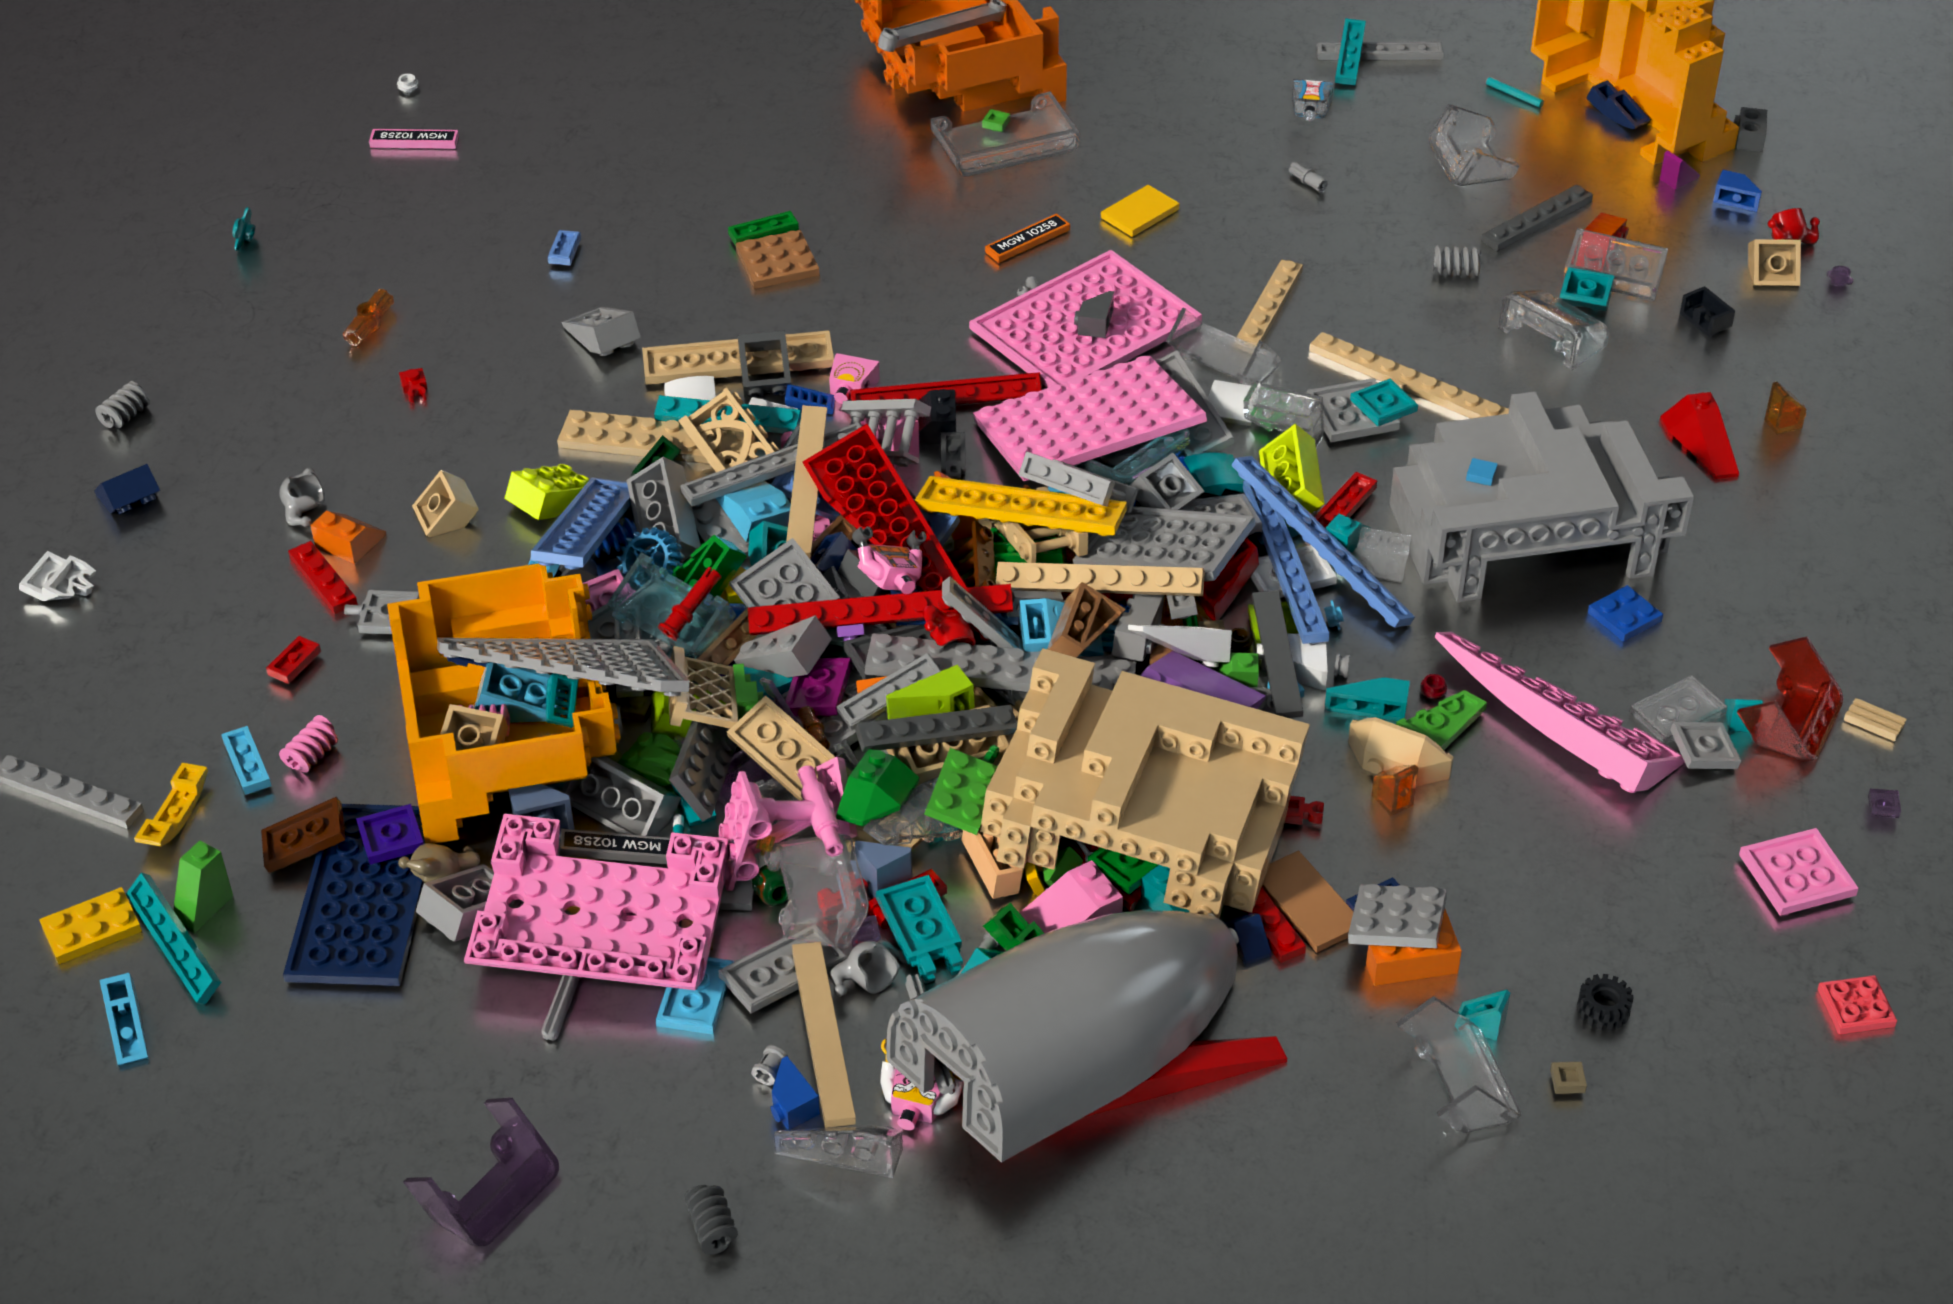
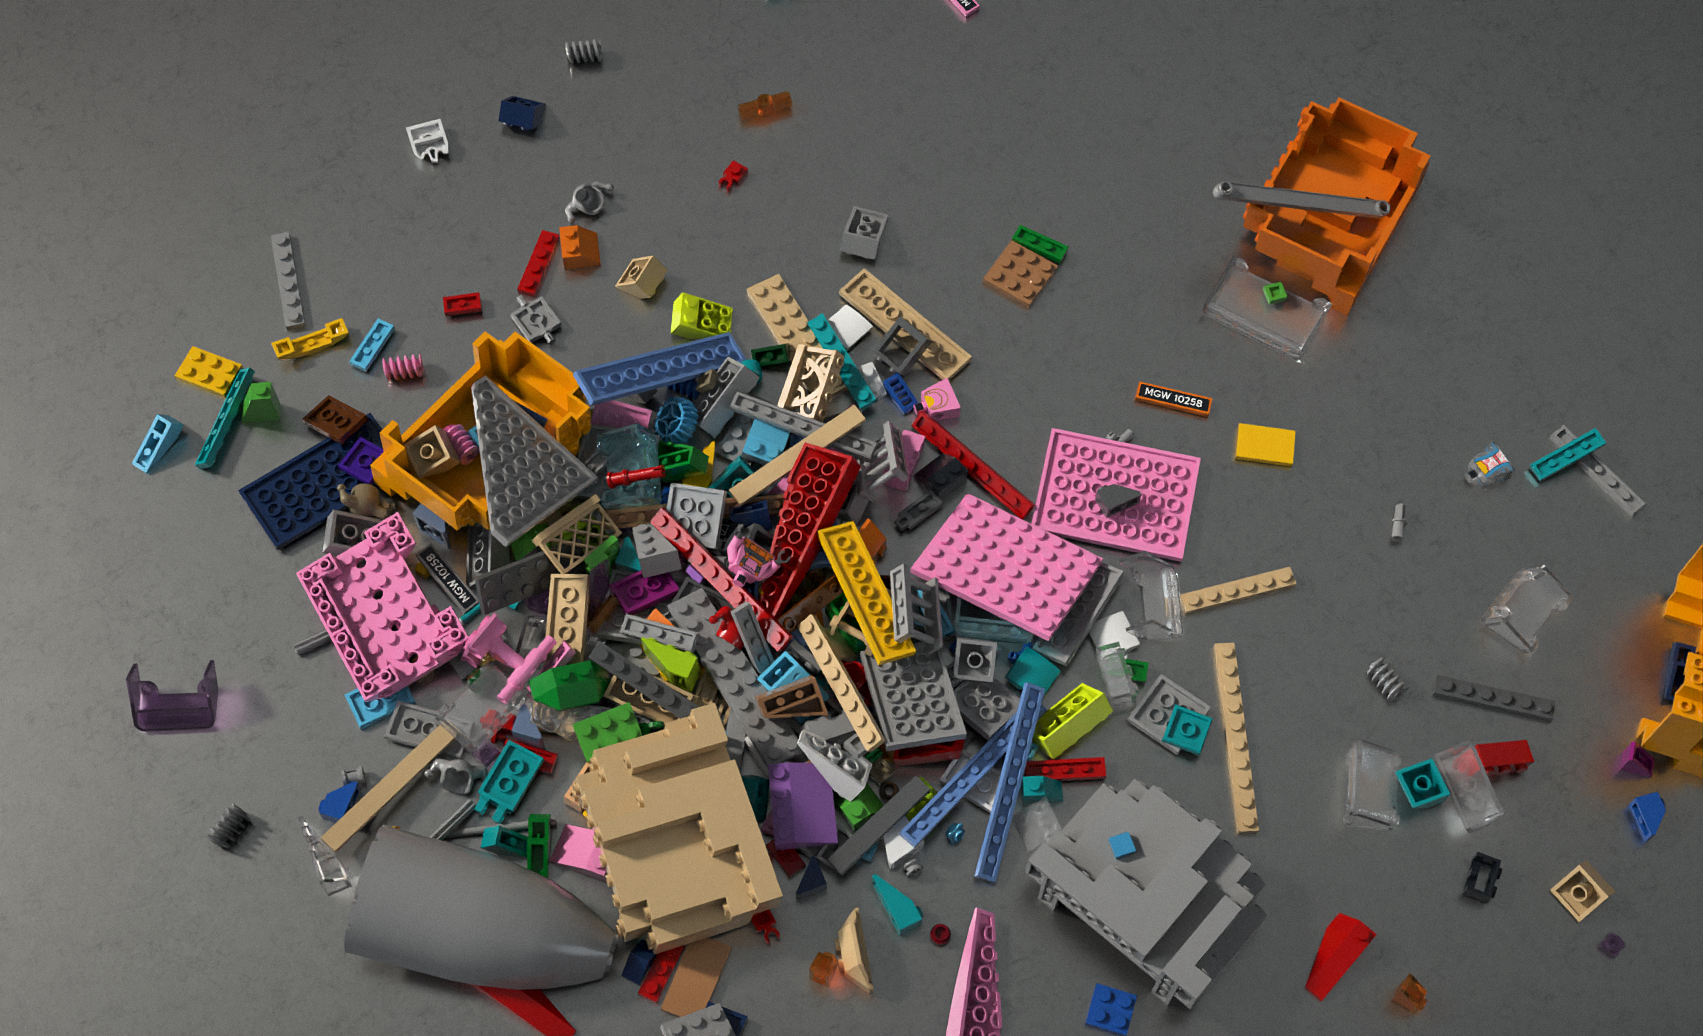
camera: 50 degrees right, 20 degrees up
(564, 247) = (922, 152): medium blue plate -> none
(637, 508) = (707, 381): none -> dark tan plate
(1447, 719) = (910, 960): bright green wing -> none
(1515, 92) = (1633, 591): teal bar -> none
(1792, 226) = (1630, 881): red piece -> none

